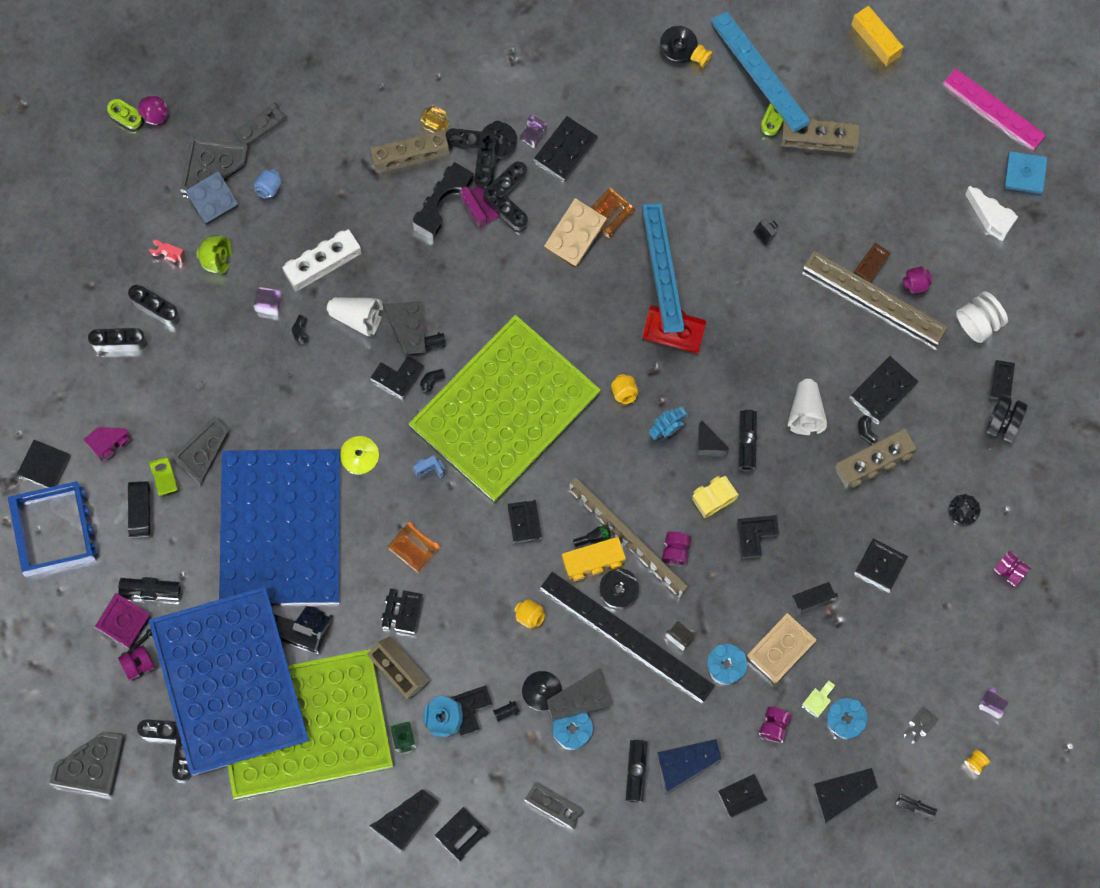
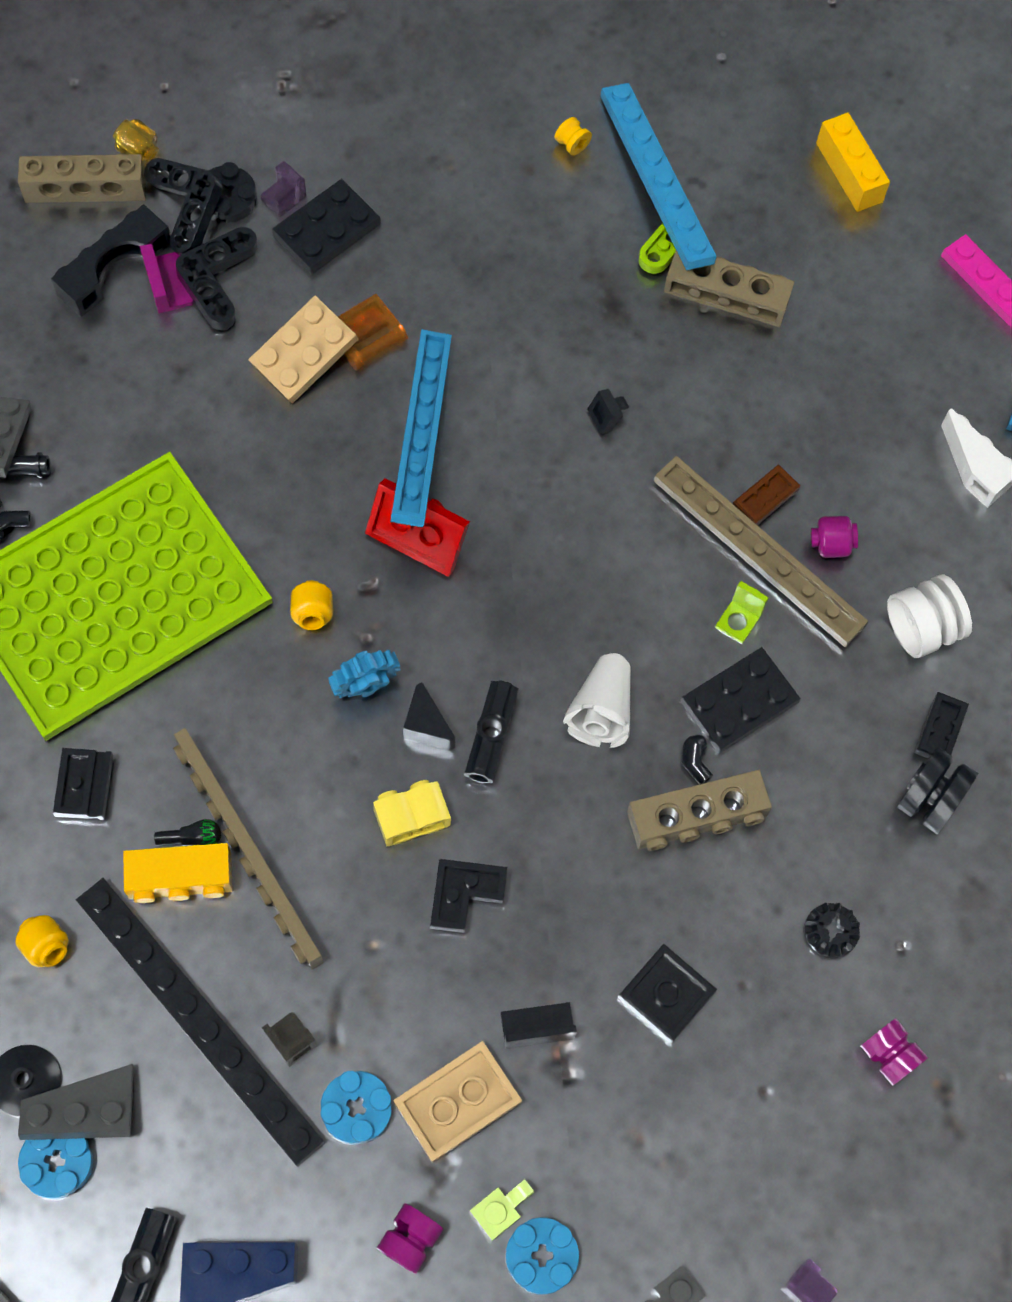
camera: 10 degrees right, 5 degrees down
(609, 594) = (209, 952): black plate -> none
(676, 552) = (322, 886): magenta wheel -> none
(678, 35) = (541, 102): black dish -> none
(875, 331) = (745, 602): none -> lime bracket

